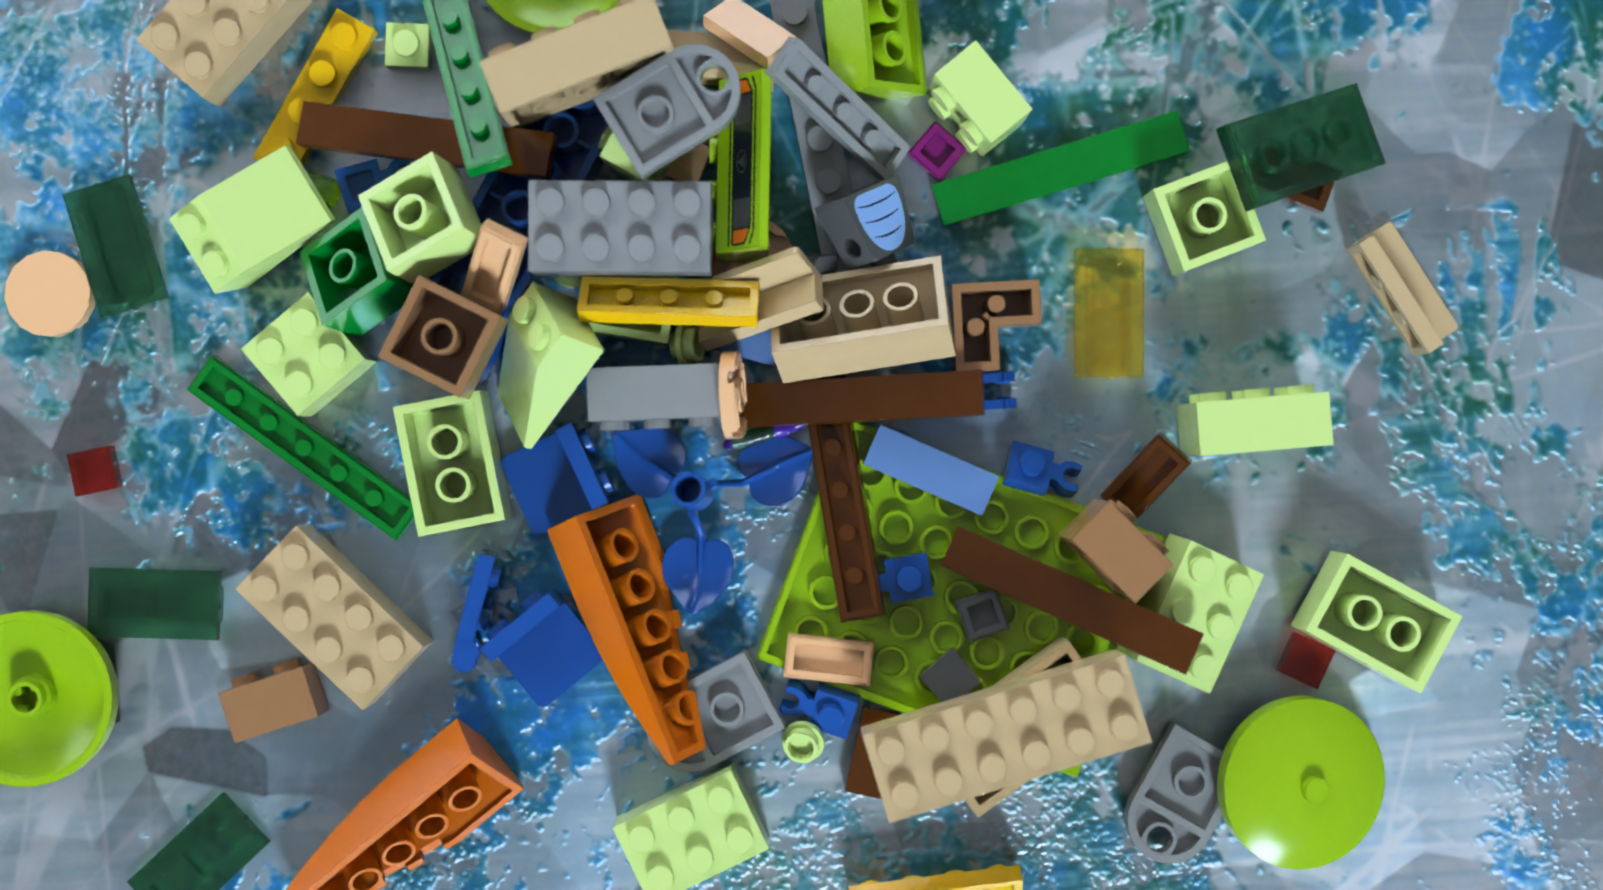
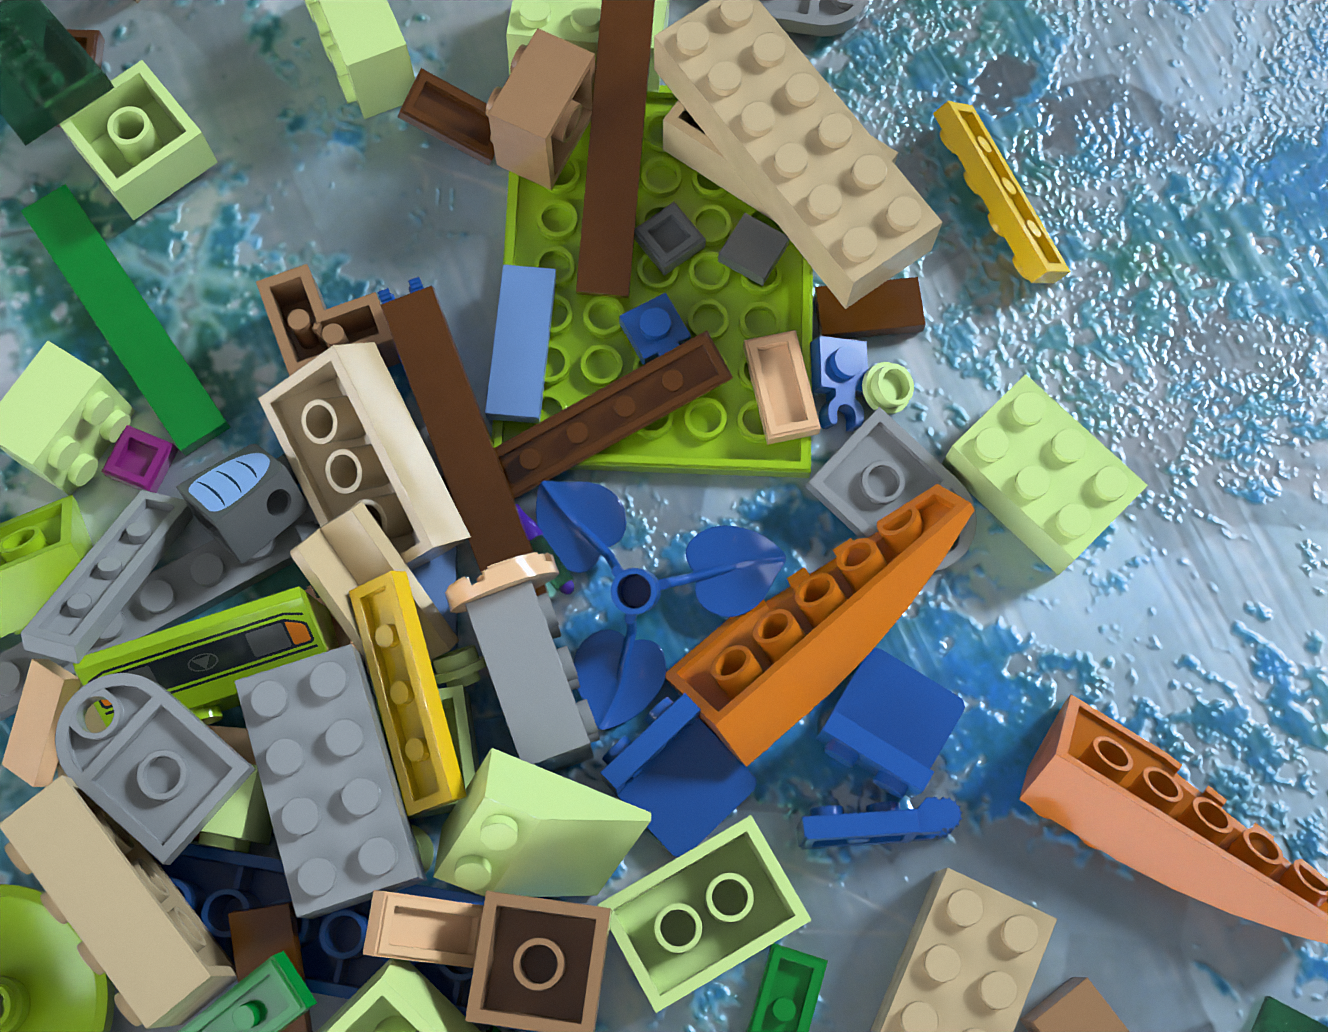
camera: 110 degrees left, 15 degrees down
(1033, 471) = (485, 237): blue plate -> none
(1108, 313) = (278, 214): clear yellow piece -> none

